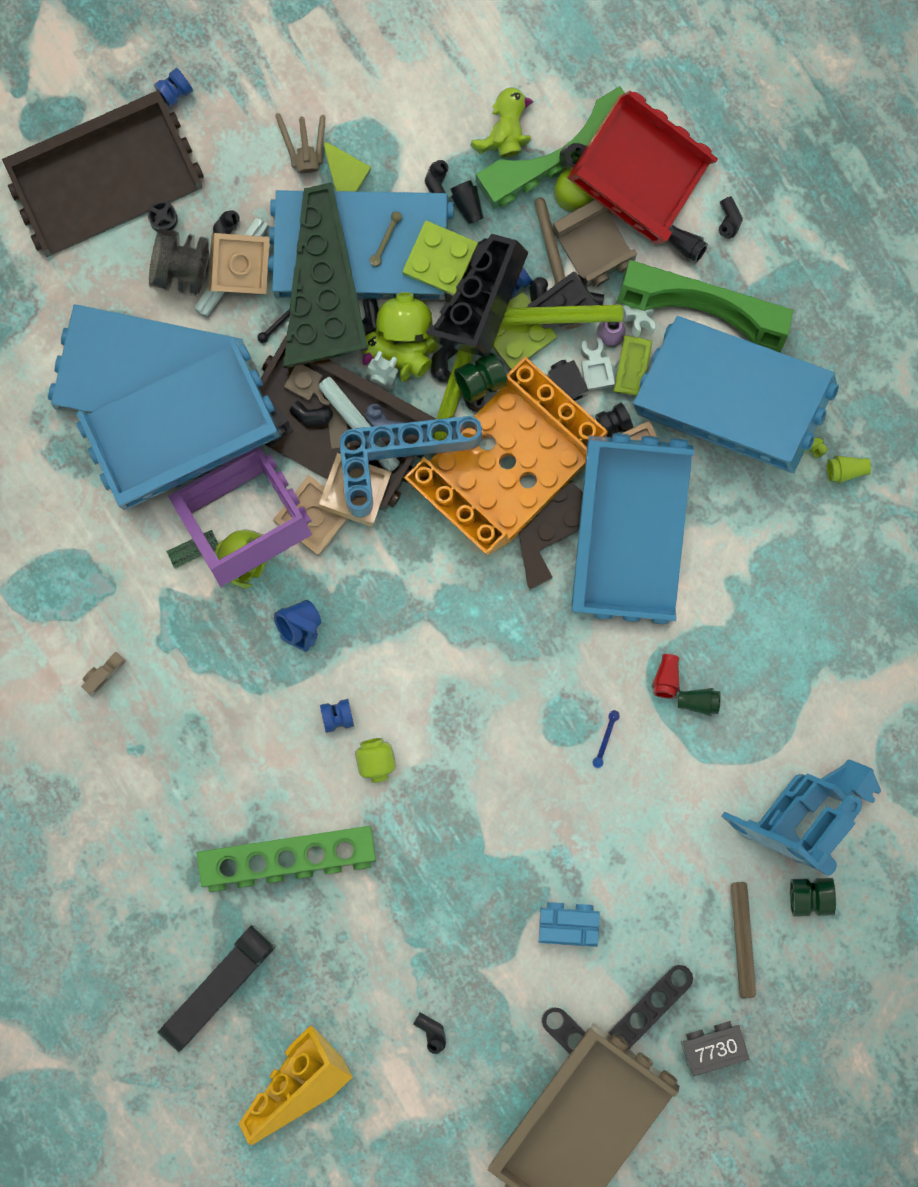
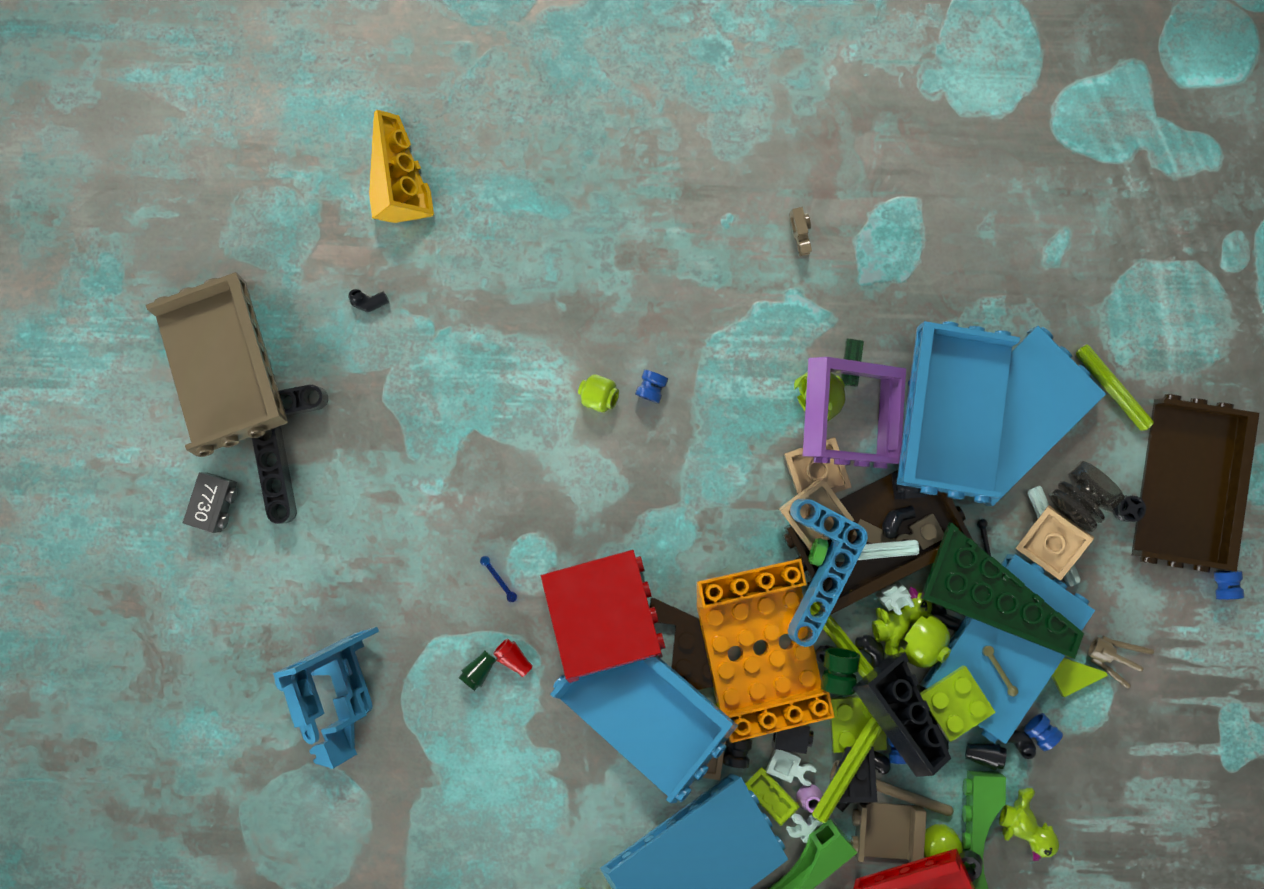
camera: 125 degrees right, 5 degrees up
(60, 299) = (1114, 387): none -> lime axle
(211, 860) = (604, 219): bright green brick -> none
(217, 988) = (507, 164): black beam -> none
(226, 222) = (1092, 556): black arm -> none
(298, 622) = (742, 403): blue piece -> none
(376, 417) = (861, 569): sand blue arm -> none
(387, 466) = (818, 551): none -> bright green tile
(413, 165) = (1043, 732): none -> blue wheel
(569, 926) = (376, 455): dark azure brick -> none
(573, 621) = (602, 614): none -> red panel
(743, 940) = (277, 580): dark tan axle -> none
(812, 897) = (272, 652): dark green wheel -> none

